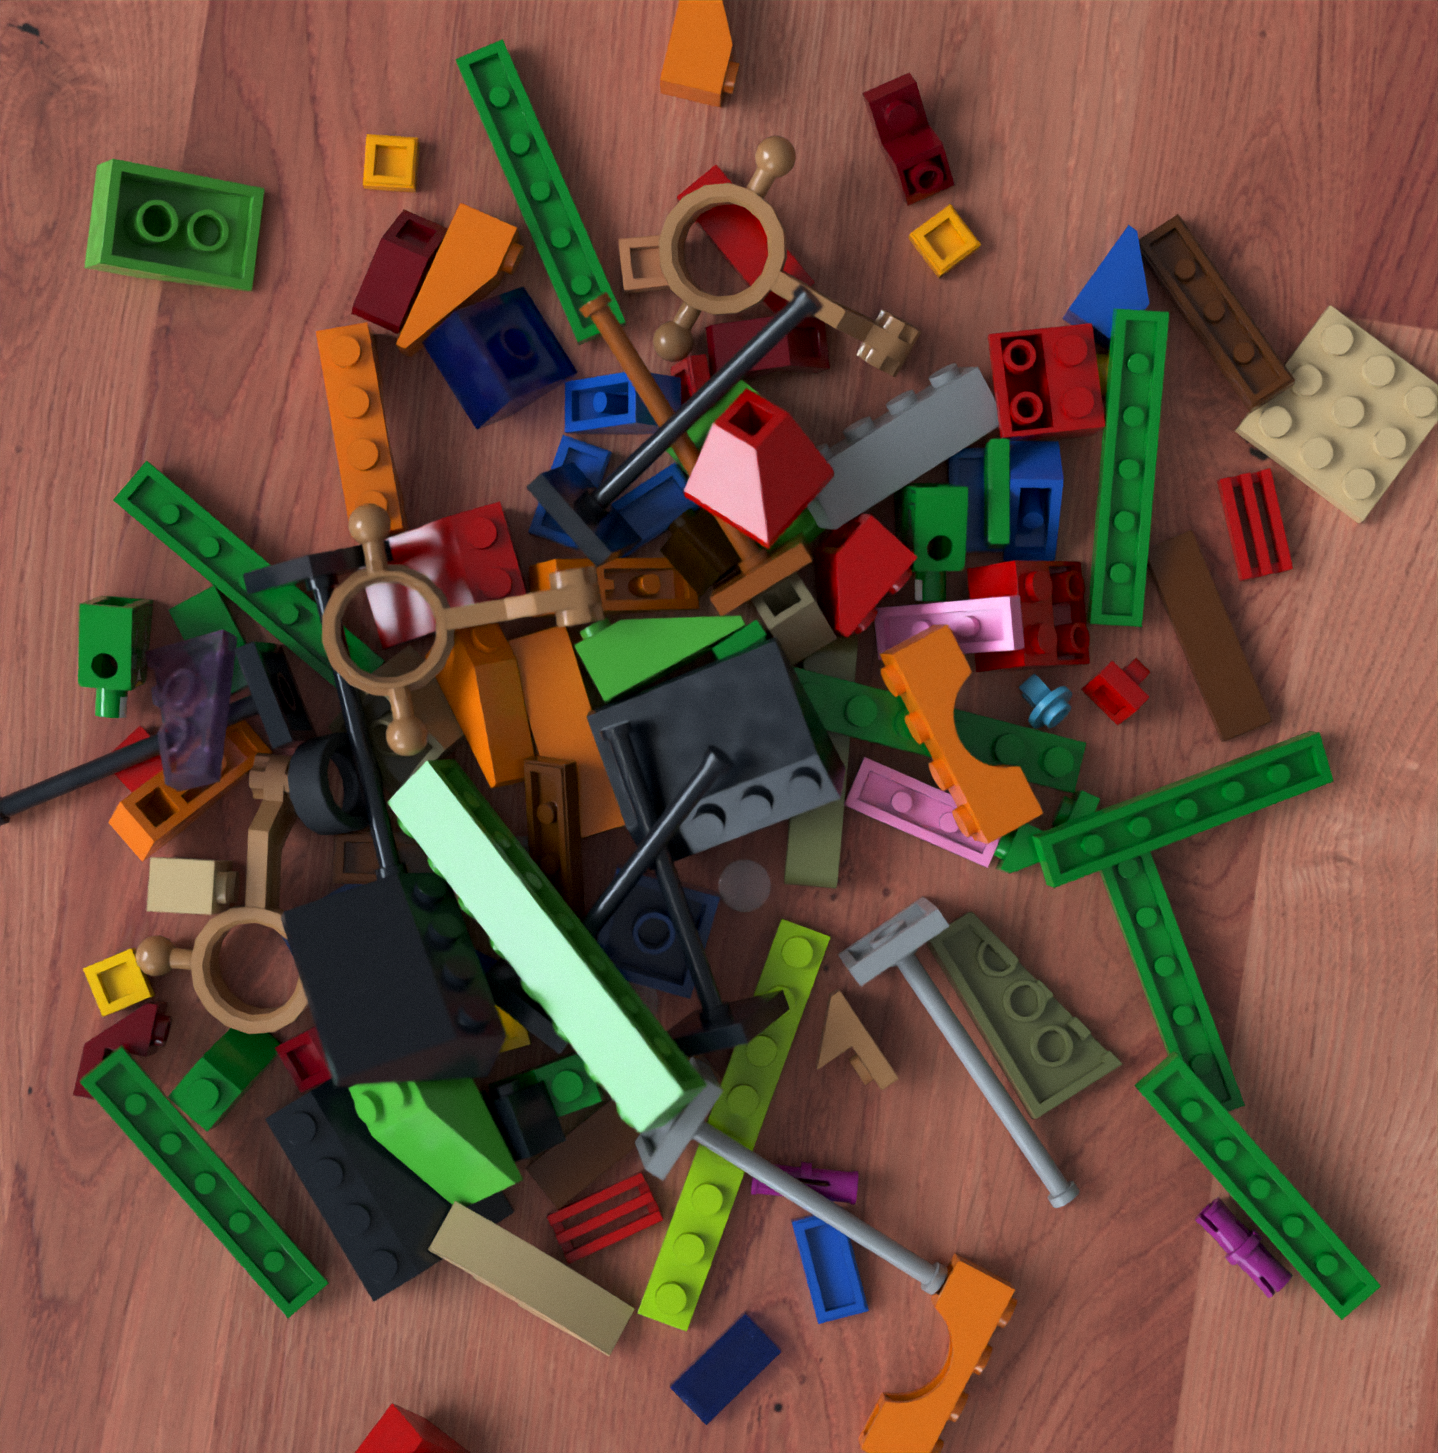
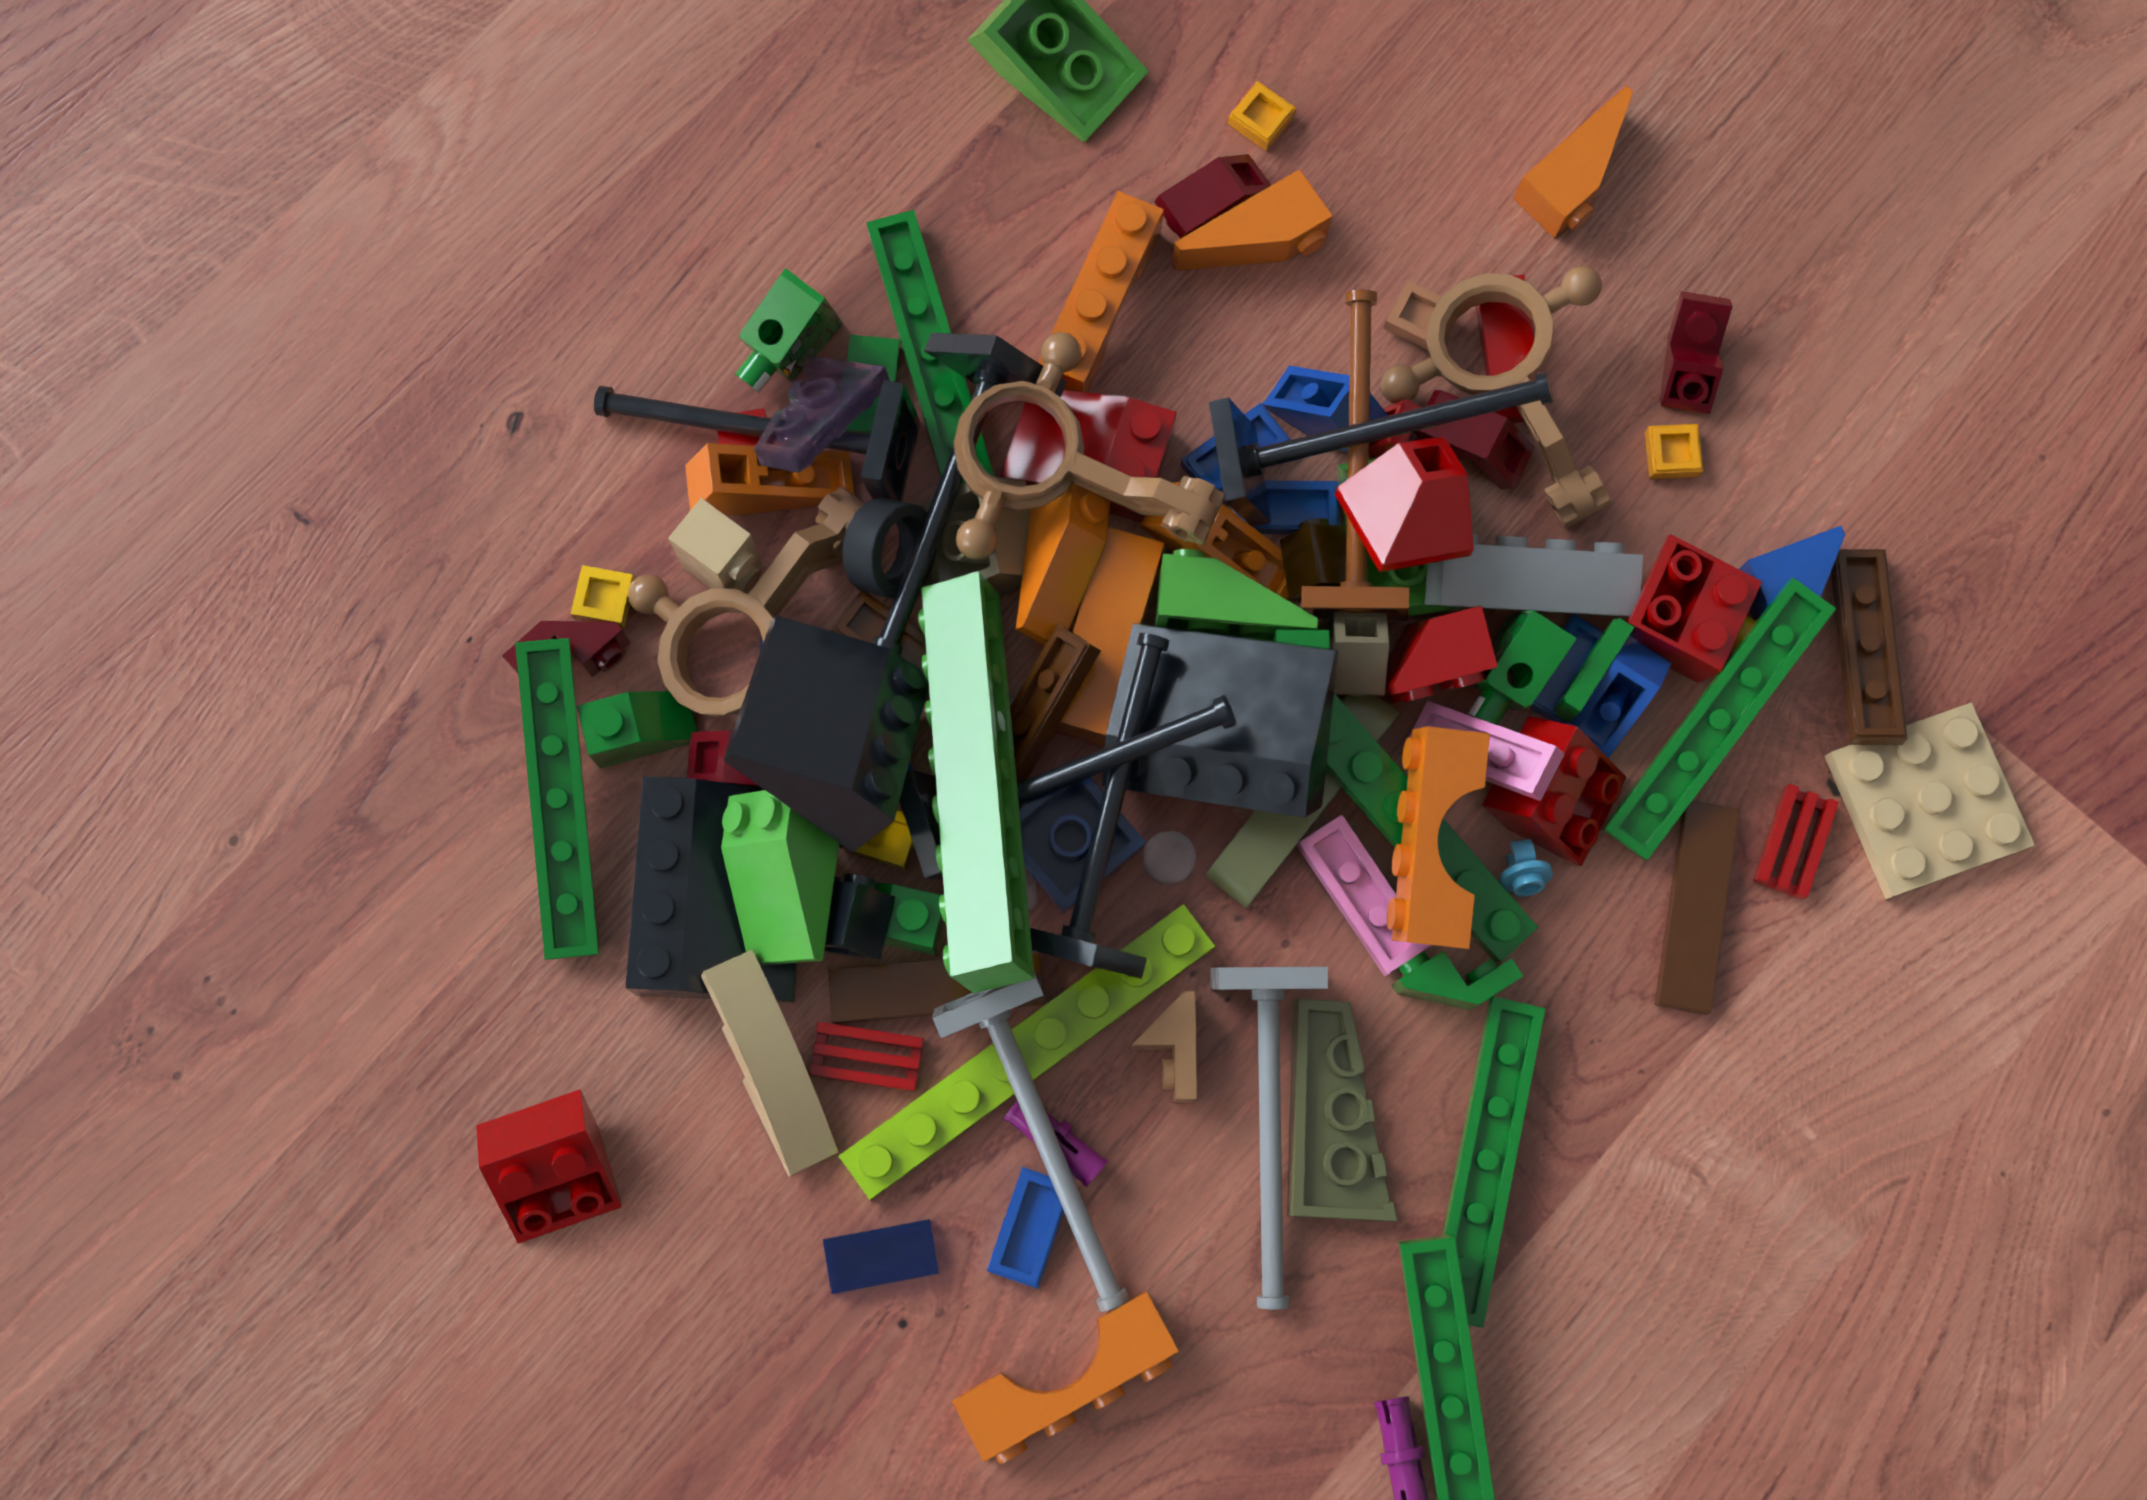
camera: 30 degrees right, 10 degrees down
(498, 356) = (1249, 308): clear blue slope -> none
(537, 185) = (1368, 198): green plate -> none
(1118, 690) = (1593, 899): red tile -> none
(1182, 809) = (1589, 1031): green plate -> none

